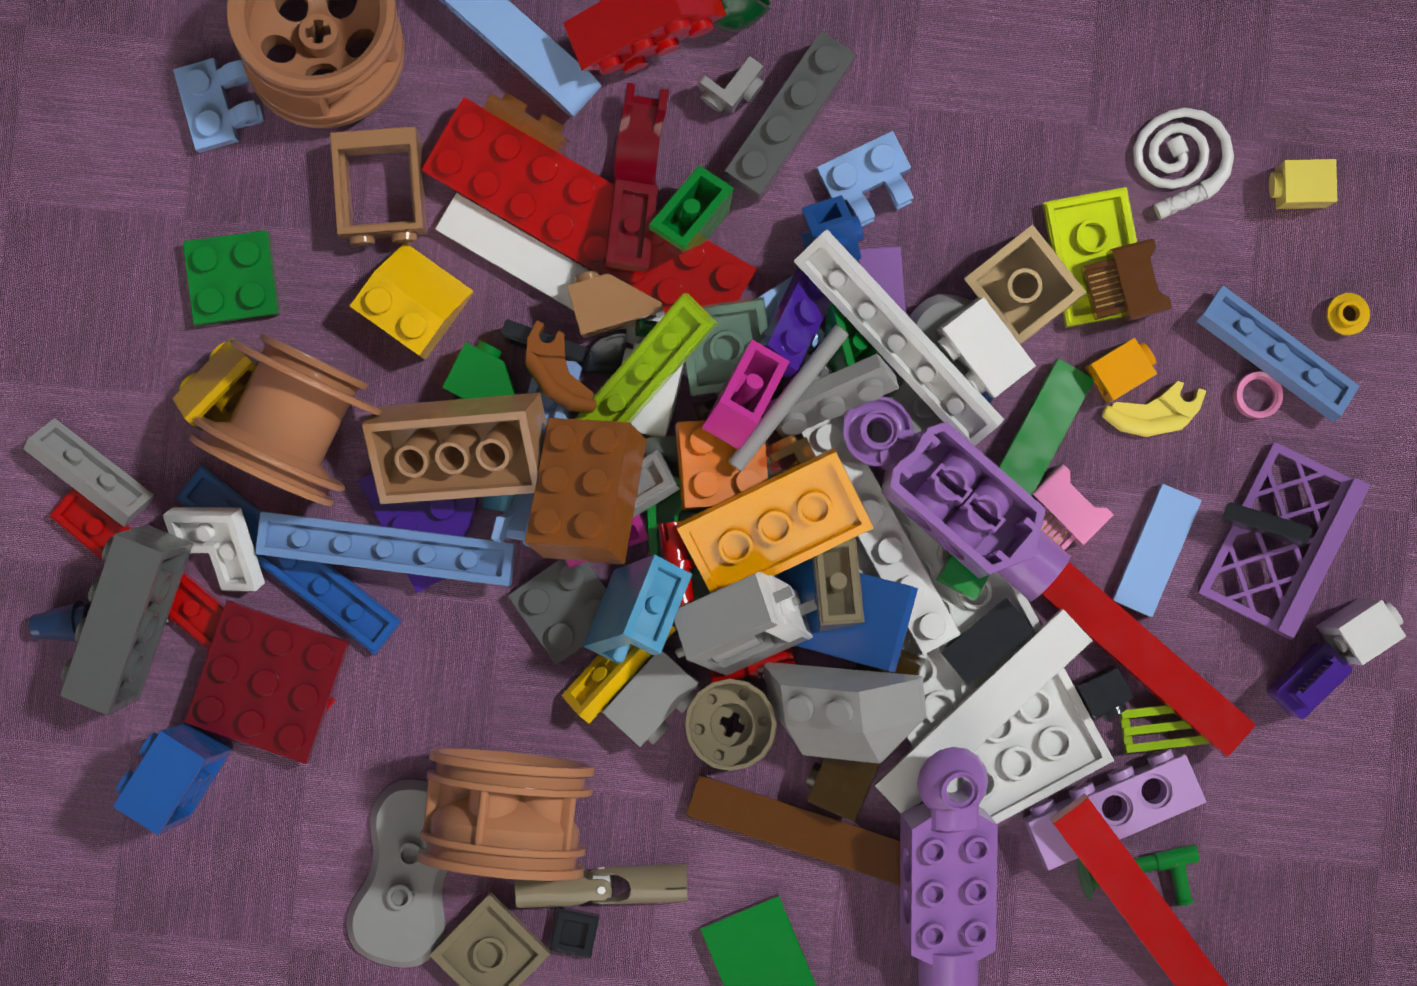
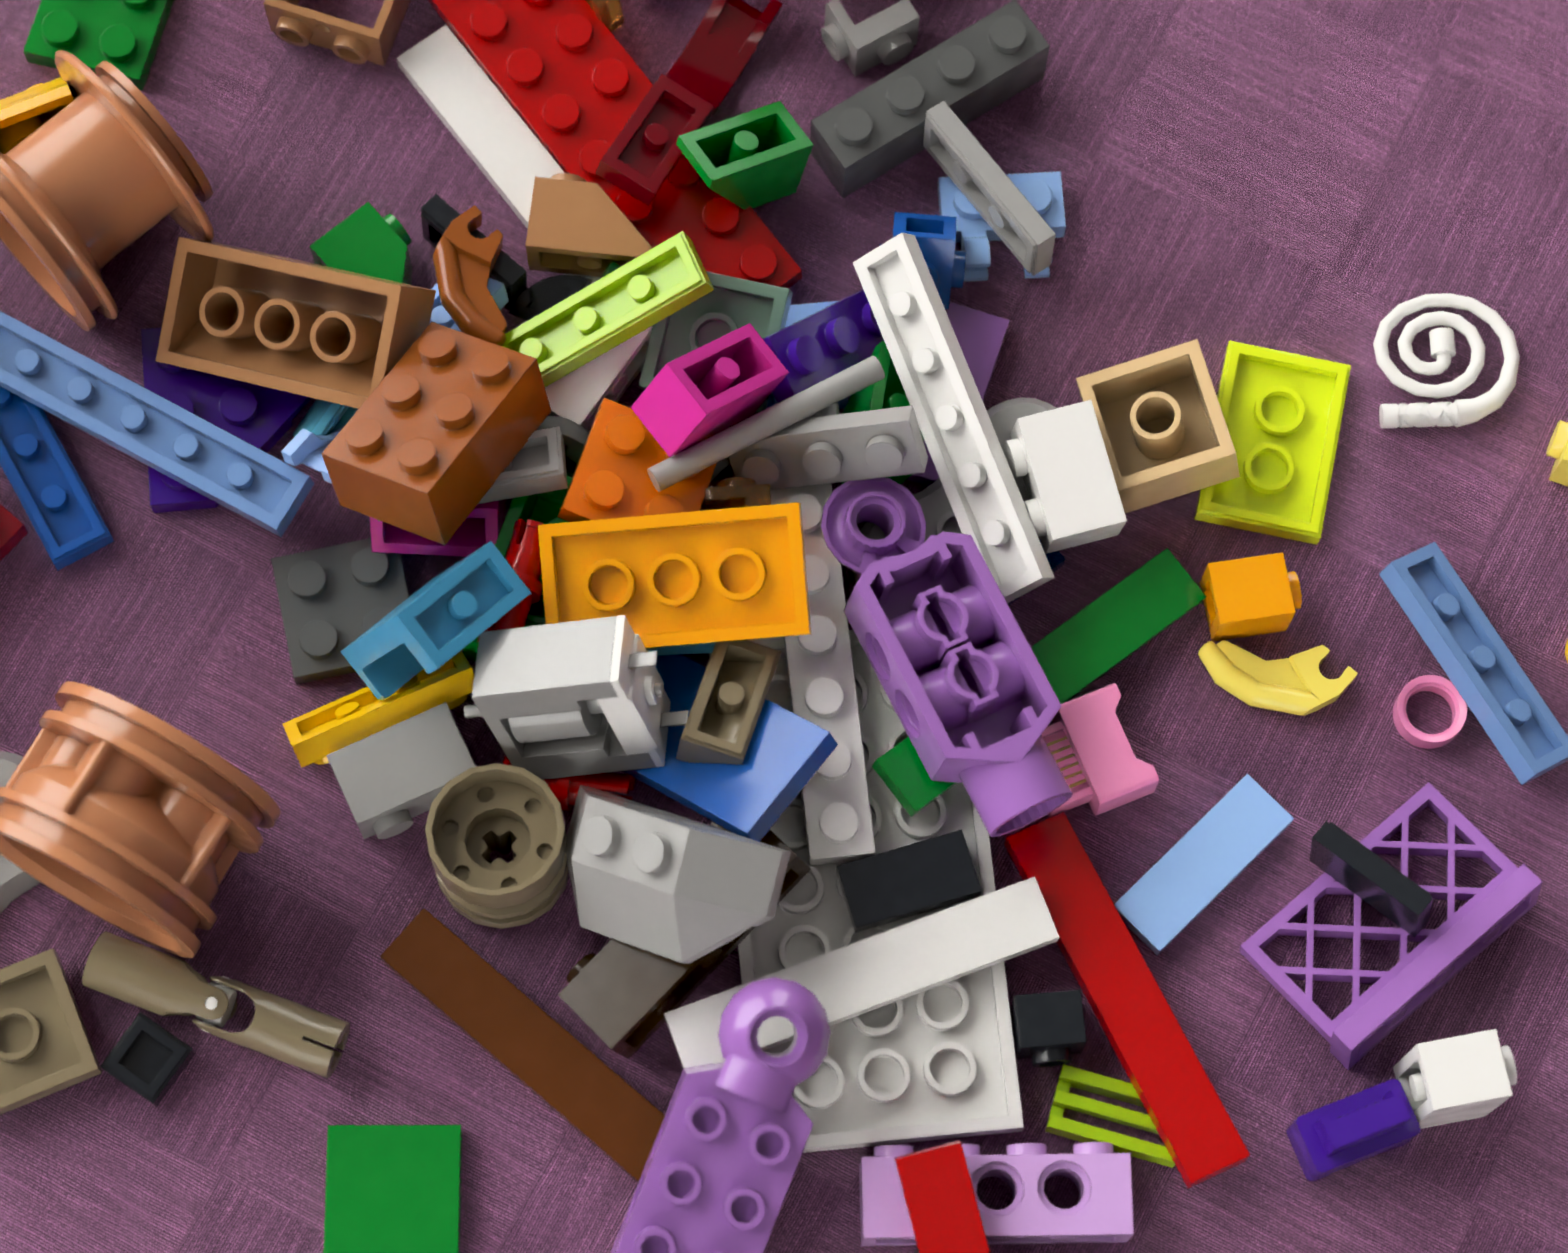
camera: 15 degrees right, 15 degrees down
(412, 300) = (321, 133): yellow slope -> none
(856, 170) = (988, 189): none -> light grey tile
(1125, 283) = (1298, 480): reddish brown piece -> none

